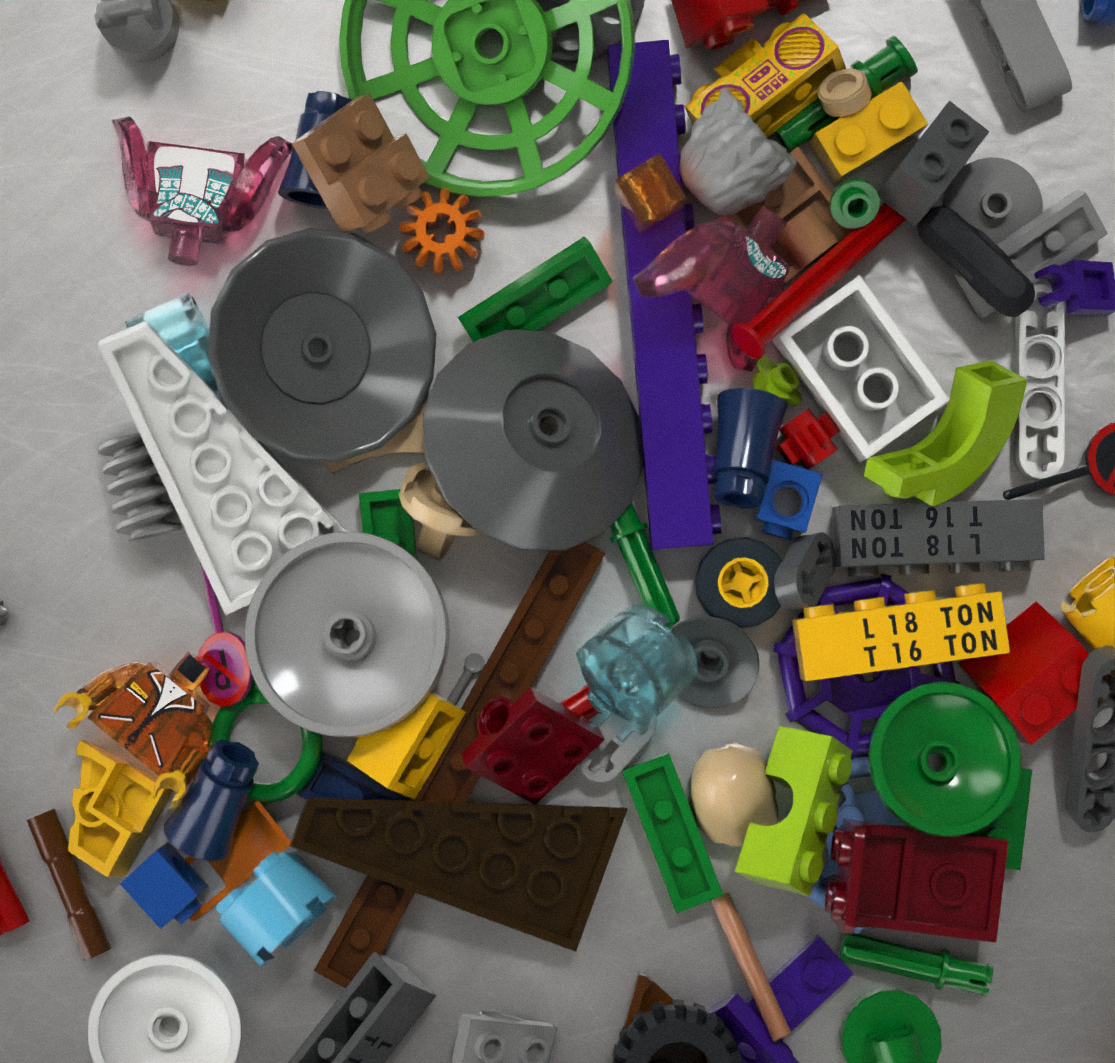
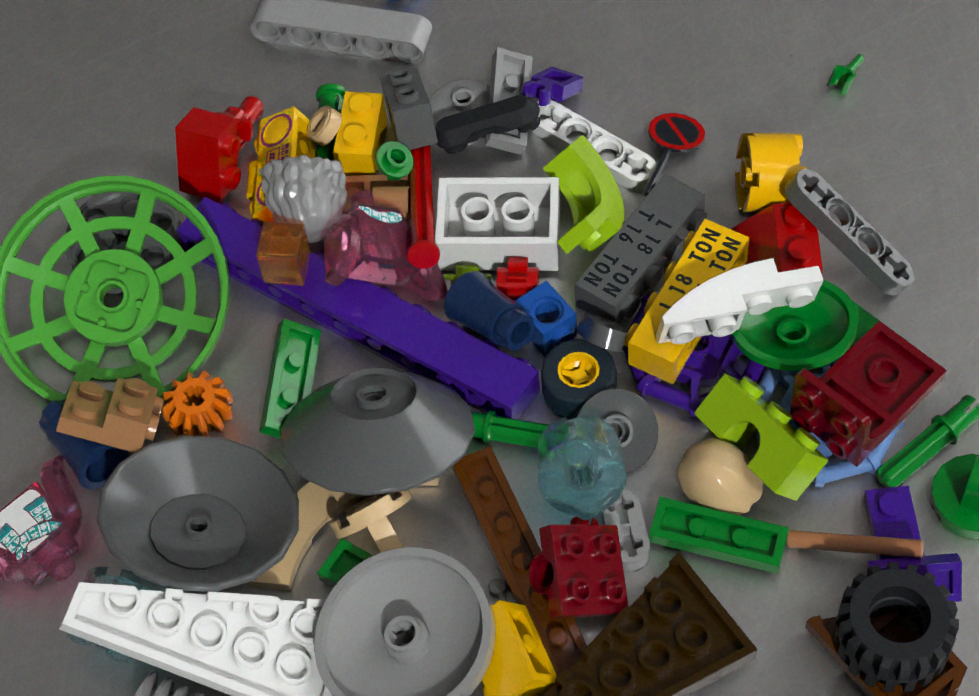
camera: 45 degrees left, 30 degrees down
(899, 688) = (723, 301): none -> white slope

